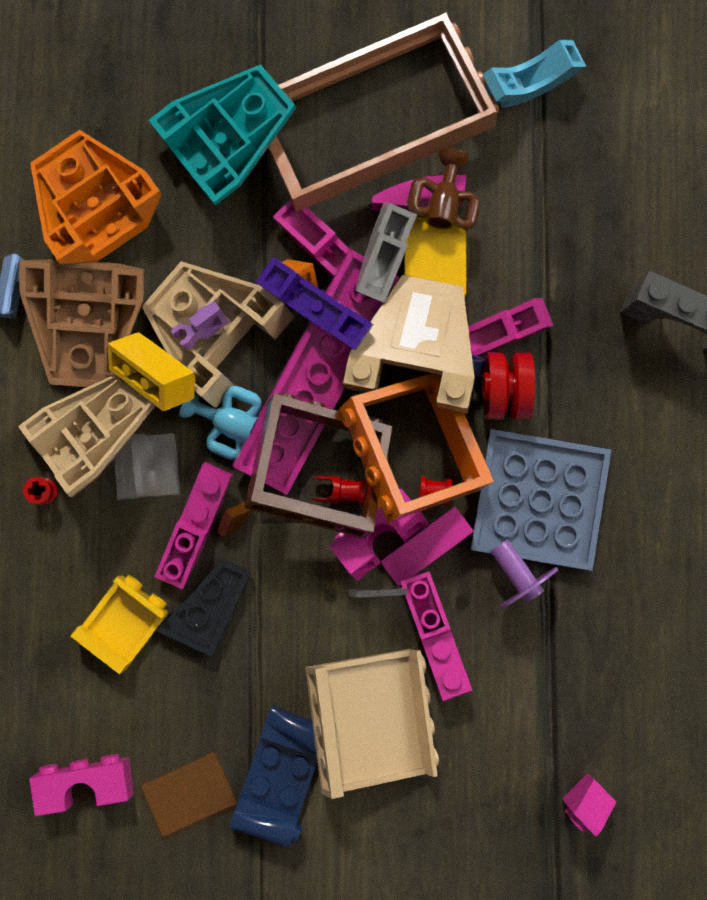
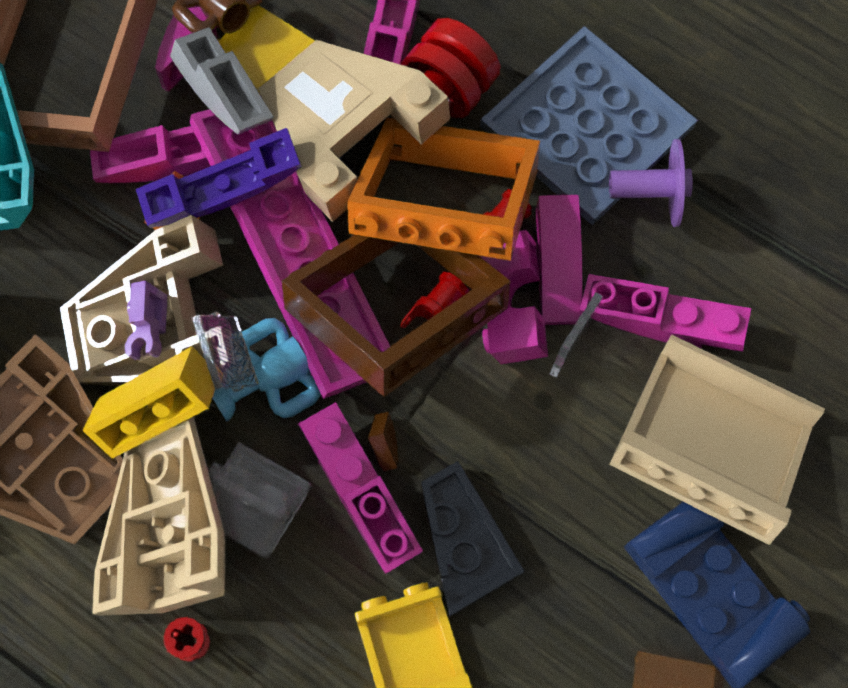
camera: 60 degrees left, 15 degrees down
(210, 390) = (225, 351): none -> clear piece

